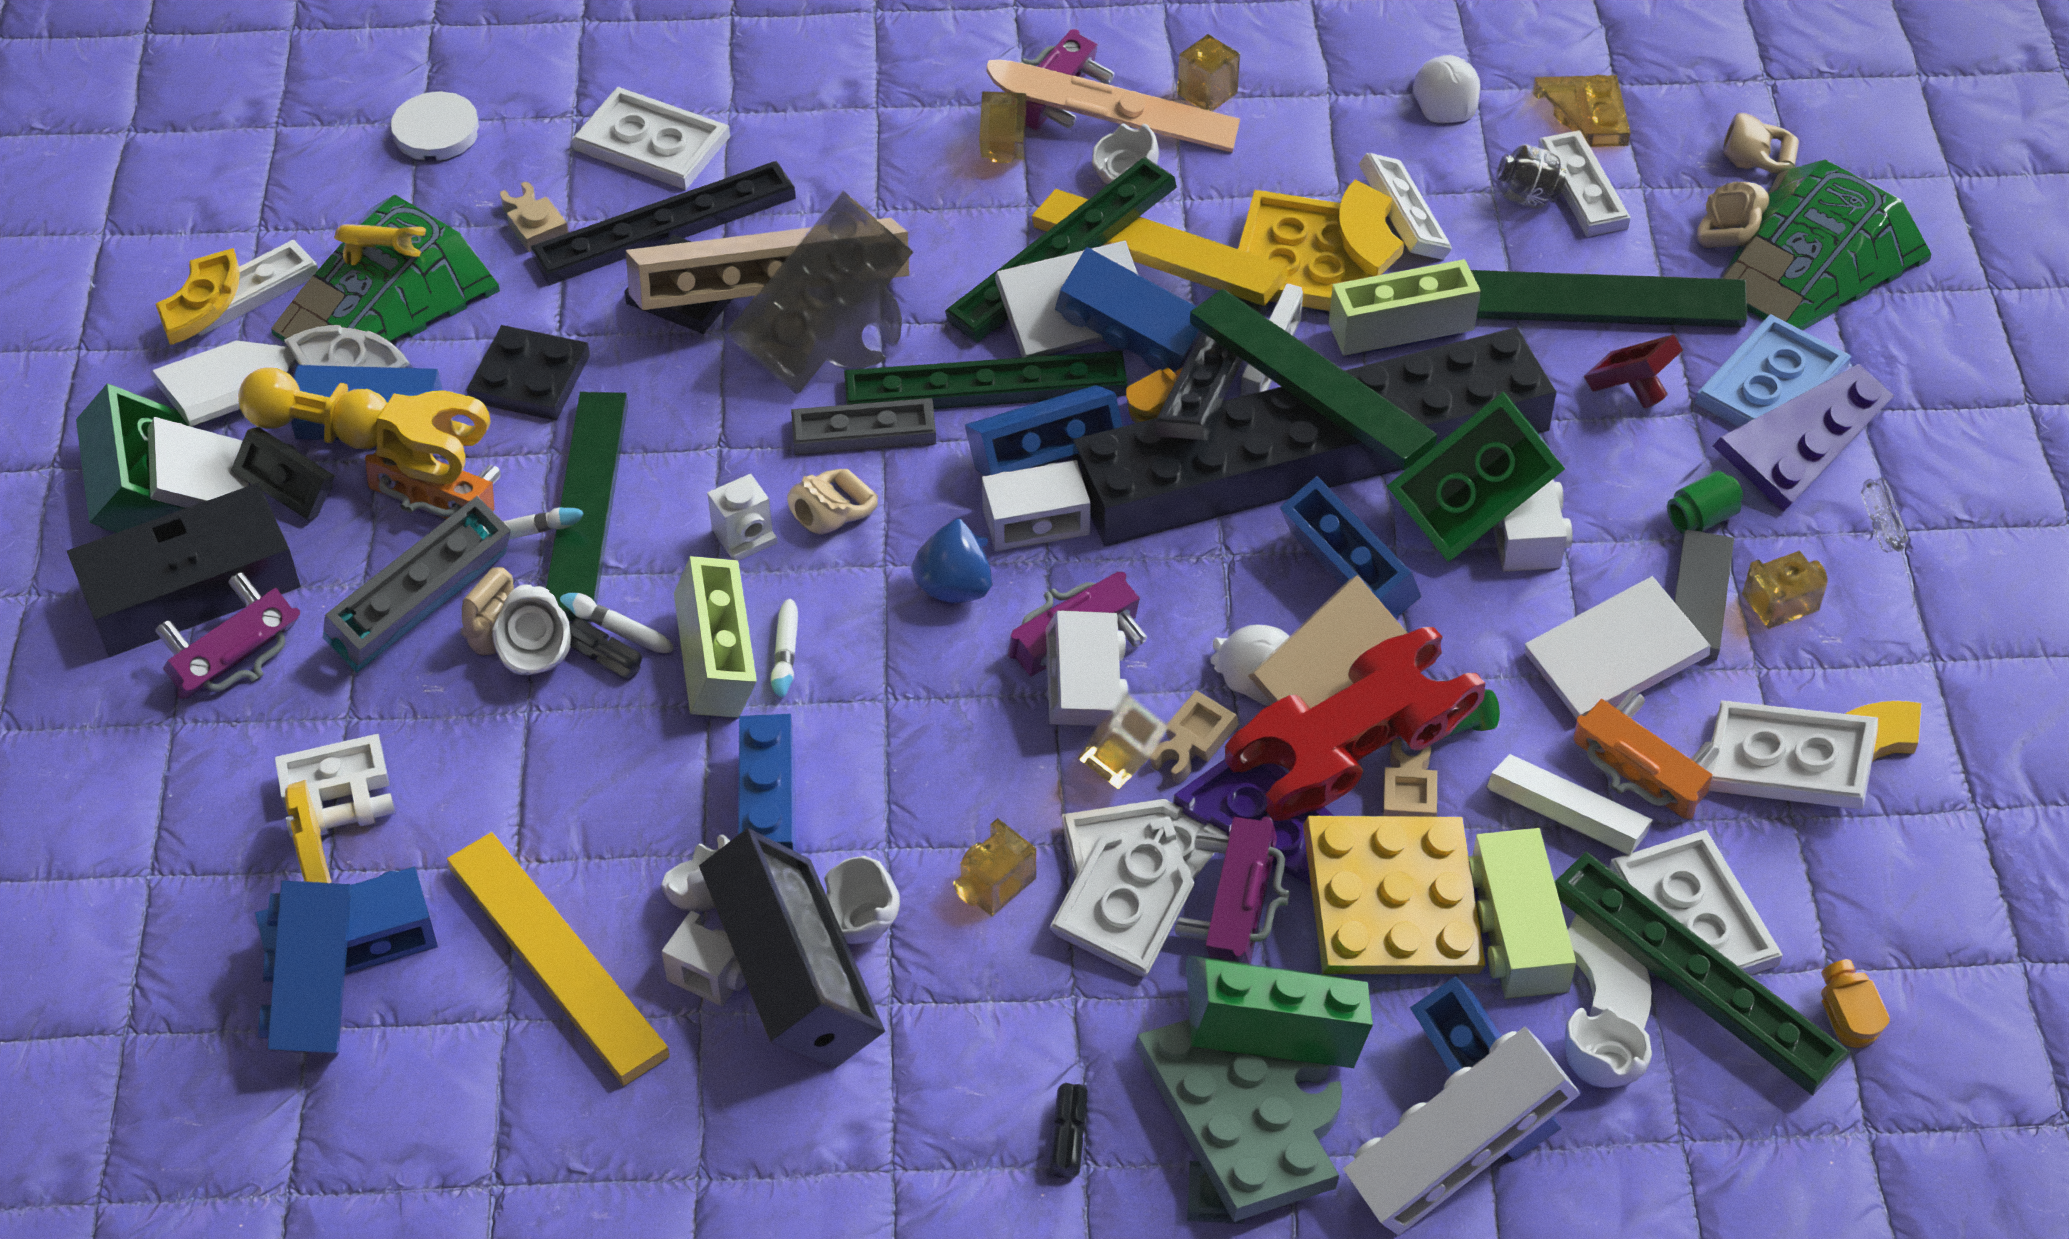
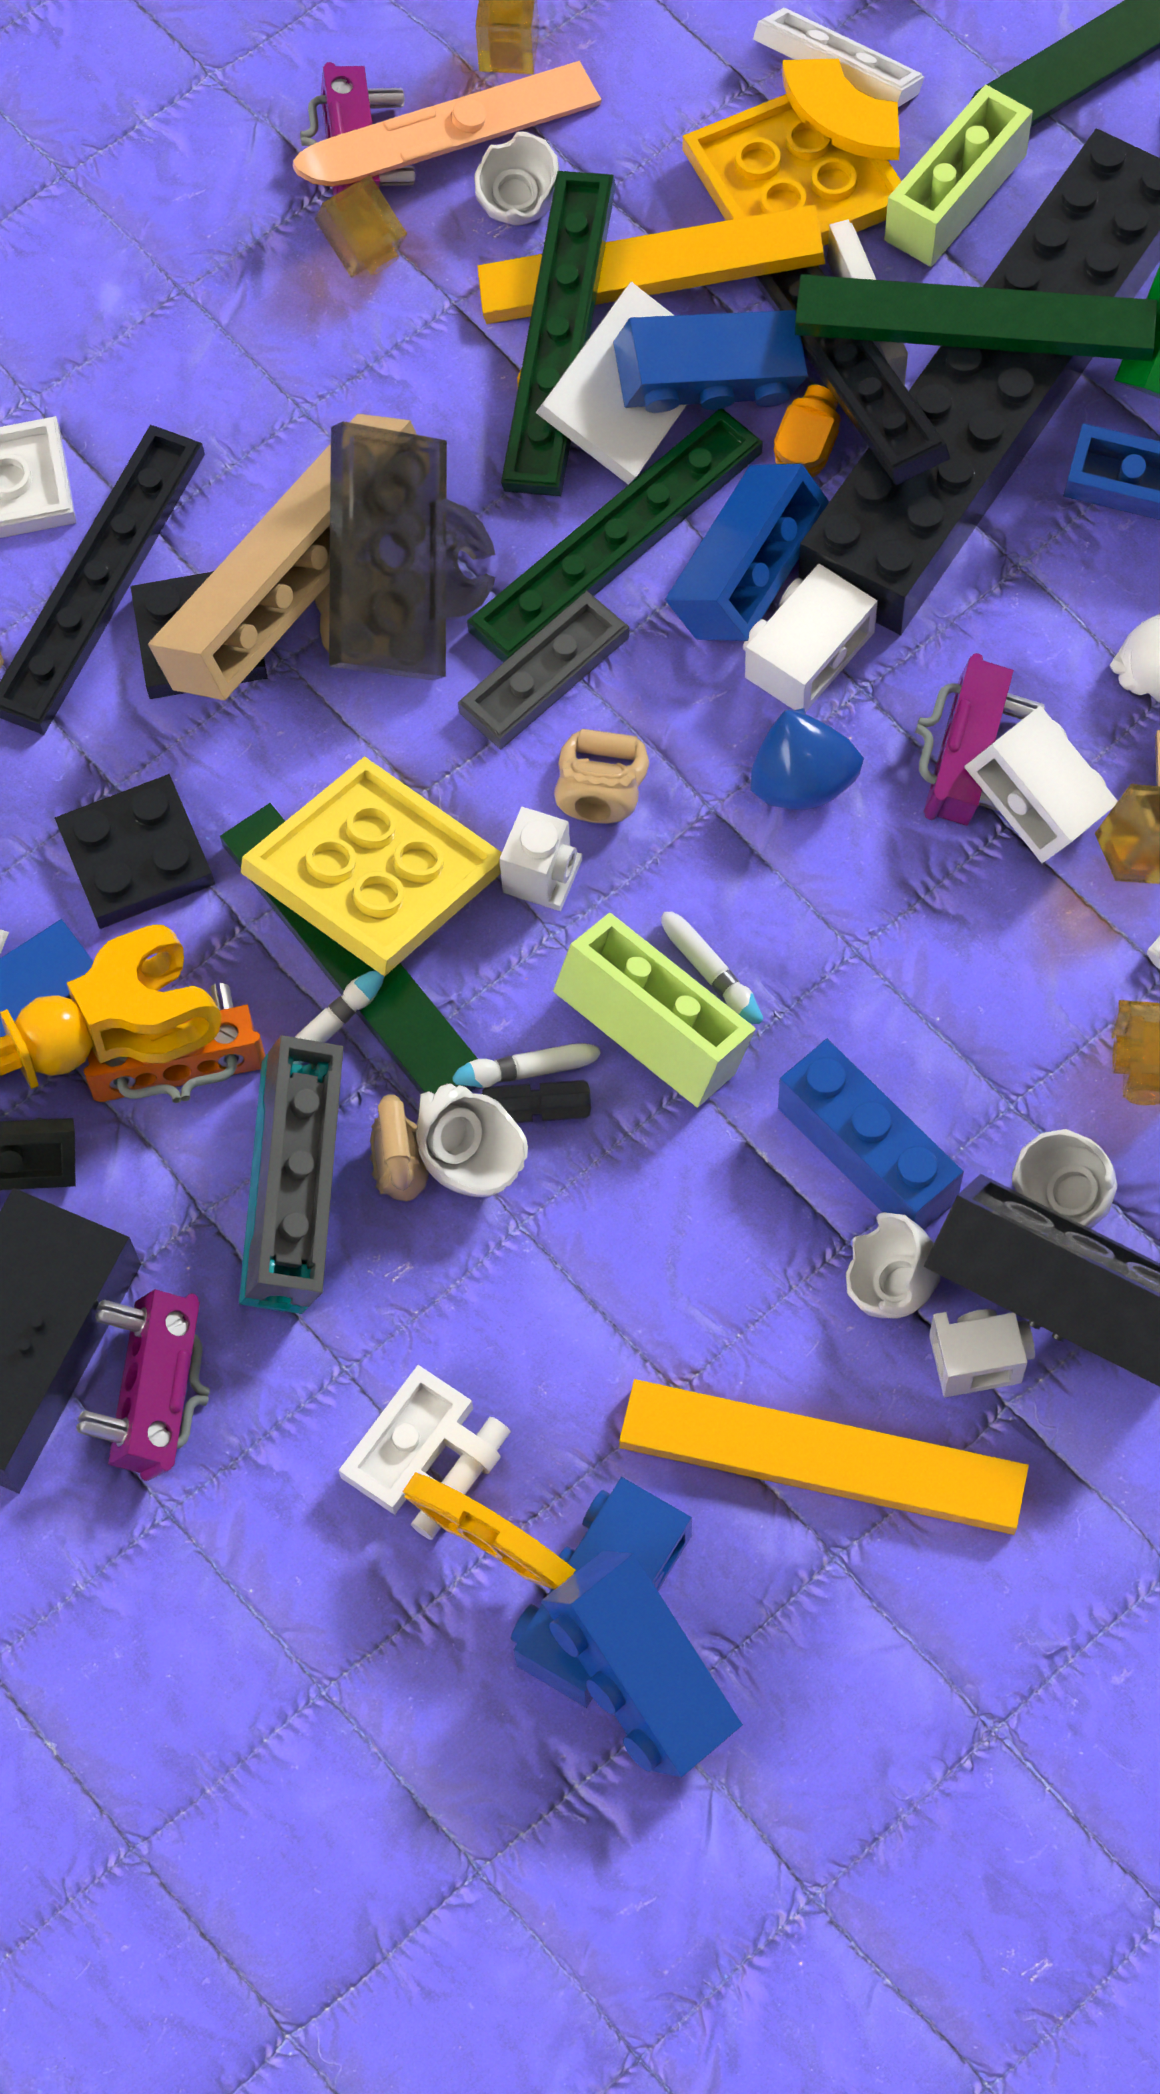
camera: 35 degrees left, 15 degrees up
(639, 456) = (373, 865): none -> light yellow plate

